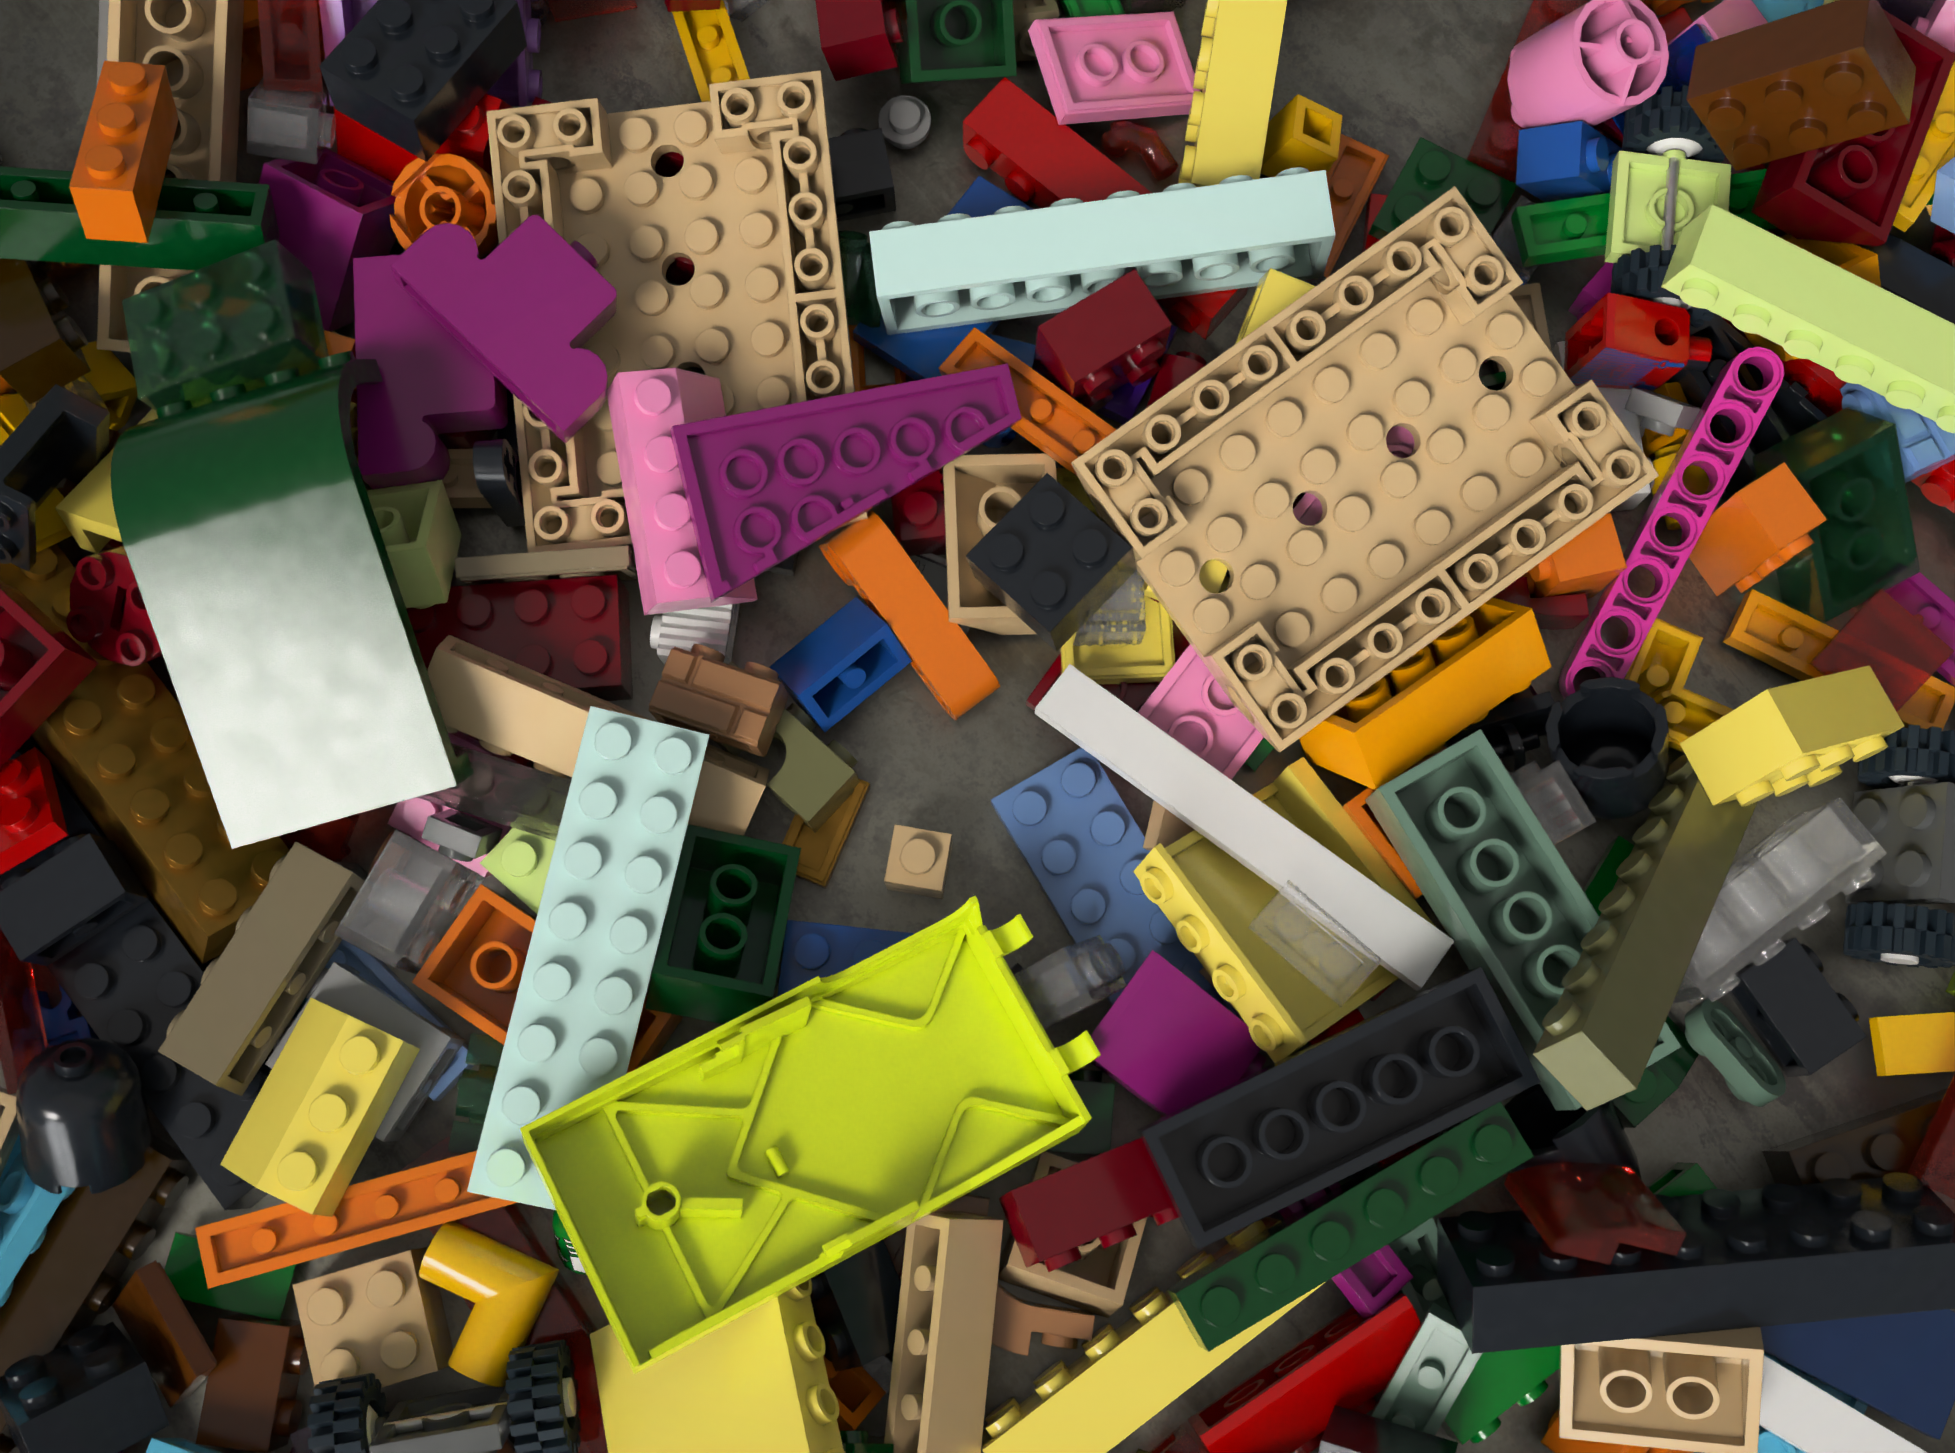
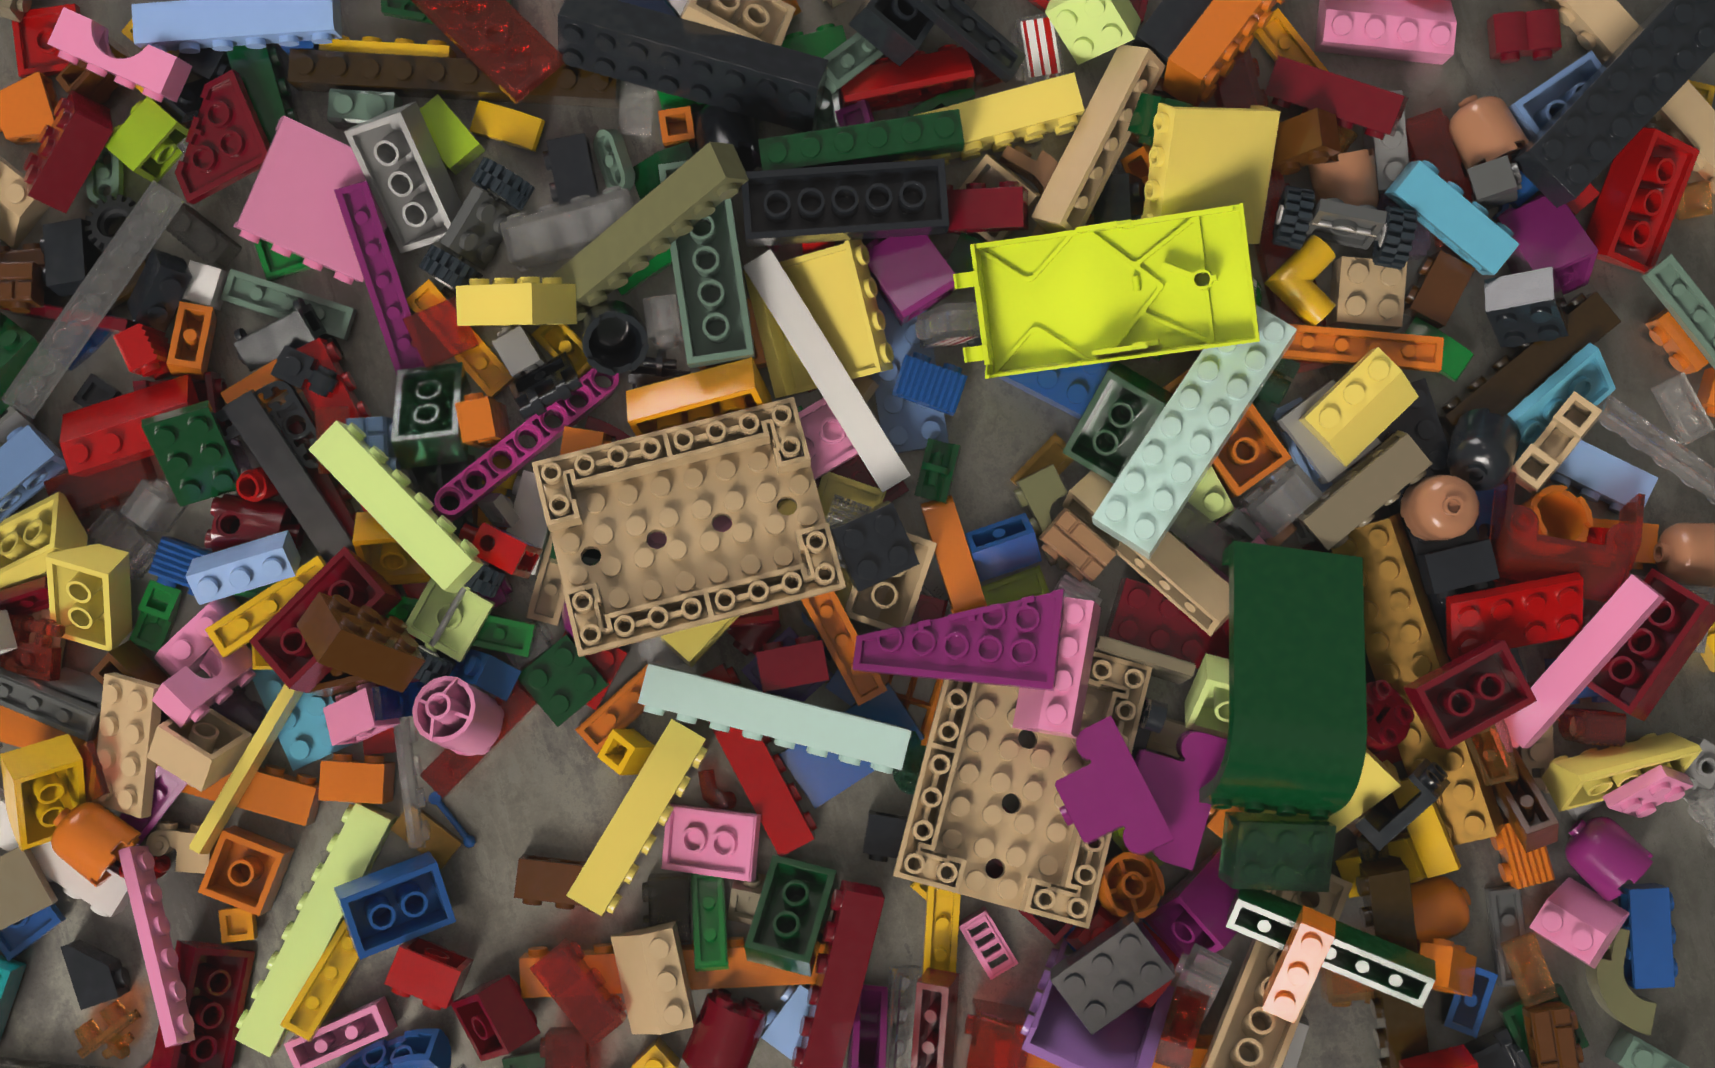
camera: 160 degrees left, 10 degrees up
(121, 983) = (1439, 507): none -> nougat cylinder
(164, 1333) = (1475, 329): reddish brown tile -> none
(681, 88) = (975, 920): none -> bright pink slope
(795, 609) = (1016, 586): none -> lime tile
(905, 121) = (844, 859): light grey plate -> none
(918, 861) = (1001, 423): tan brick -> none
(993, 743) = (937, 470): none -> dark green hips
(1062, 875) = (930, 384): none -> blue brick
(1228, 1378) = (943, 100): none -> green slope
(1314, 943) = (816, 292): clear plate -> none
(1592, 1209) = (738, 105): clear red slope -> none
(1665, 1146) = (677, 126): none -> orange brick
(1682, 625) = (545, 386): none -> black plate
(1736, 1149) = (636, 109): none -> clear slope
(1743, 663) = (518, 351): none -> light grey brick

